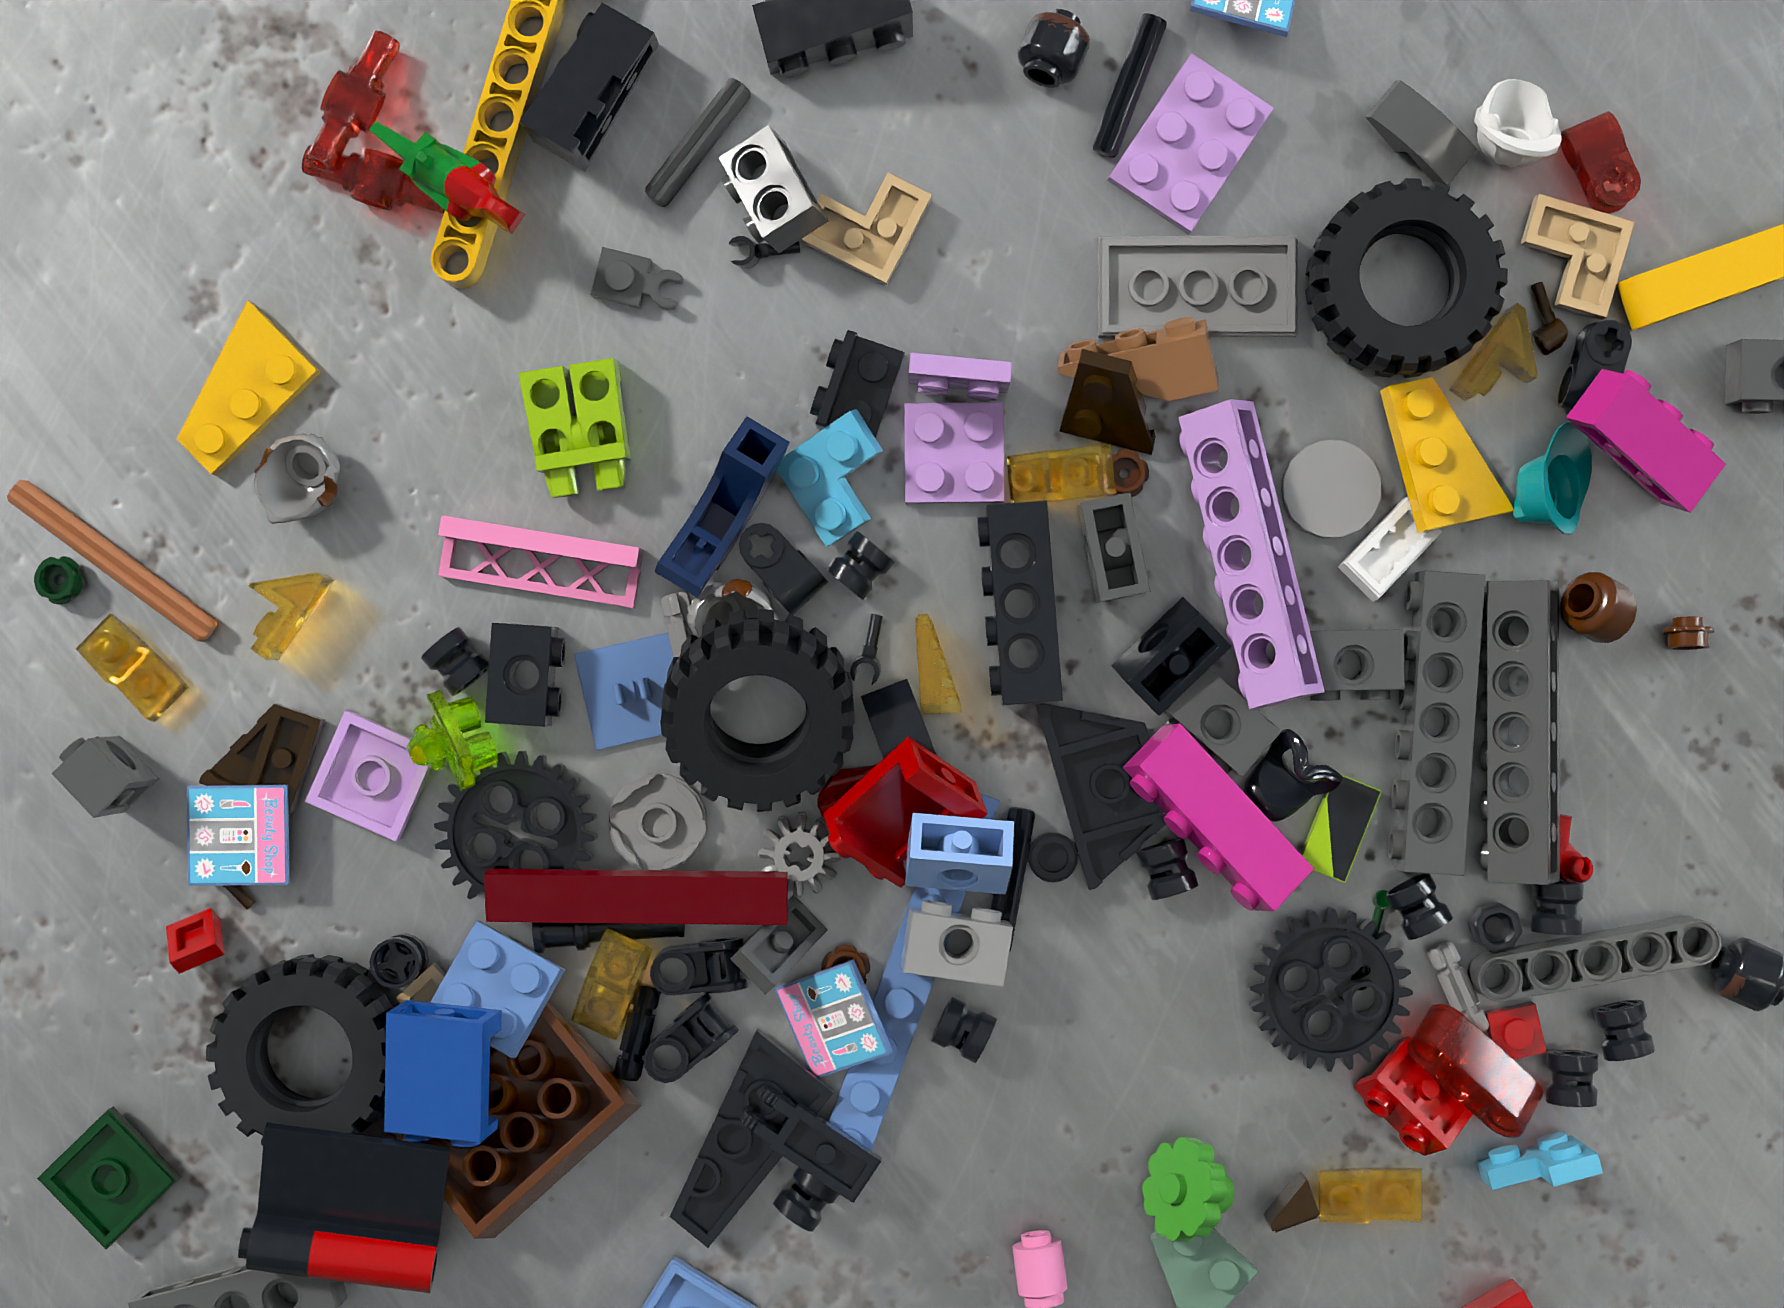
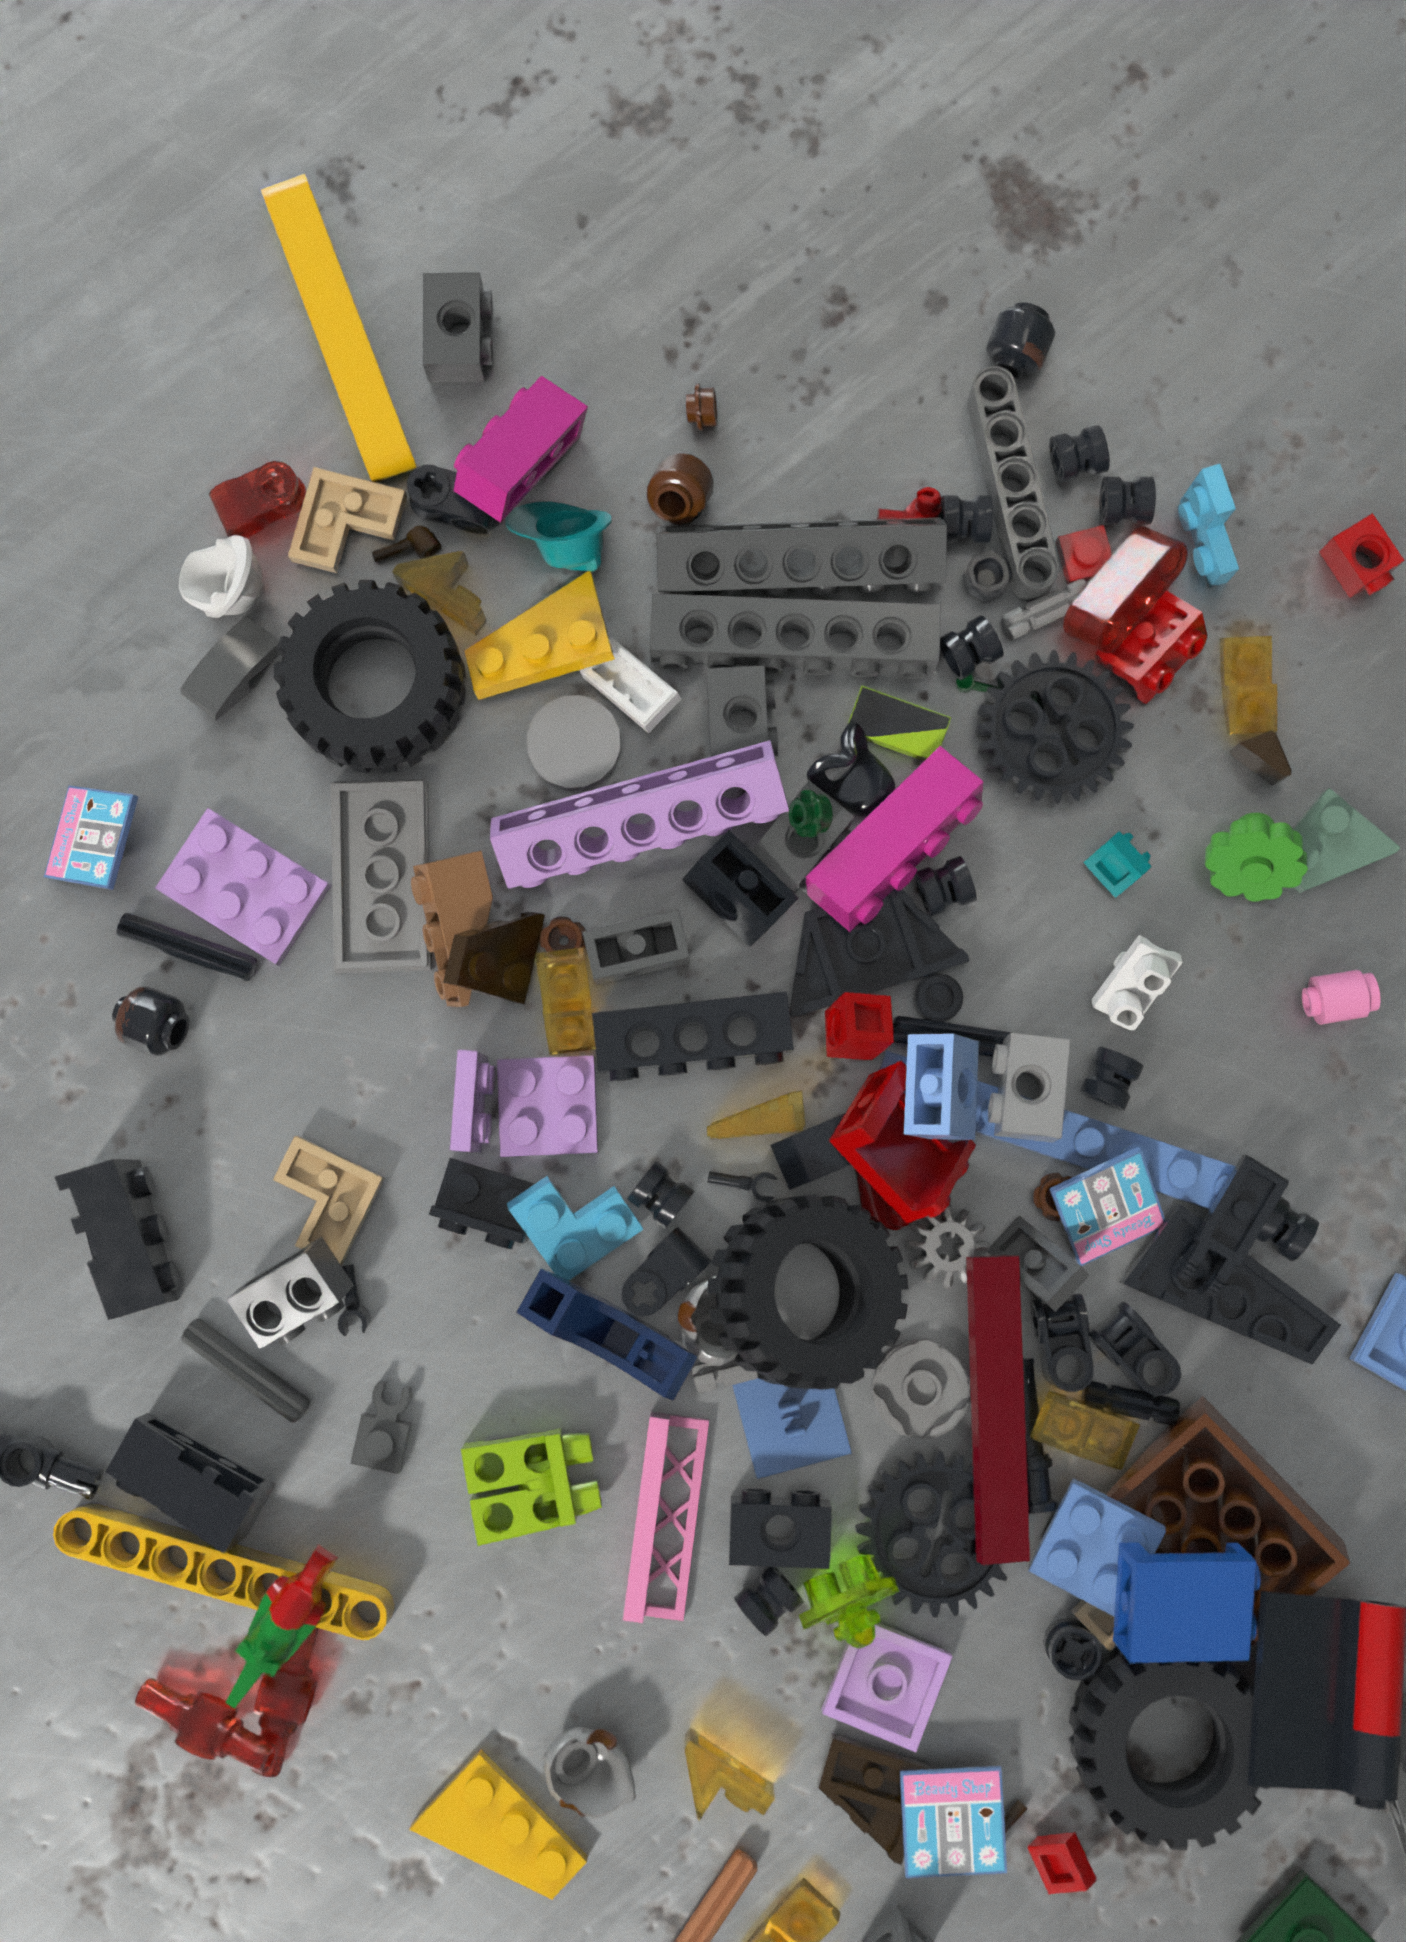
camera: 90 degrees left, 5 degrees down
(1024, 773) = (859, 1026): none -> red brick
(1060, 1059) = (1136, 982): none -> white hips
(1185, 1048) = (1118, 863): none -> teal tile
(1245, 730) = (810, 814): none -> dark green plate

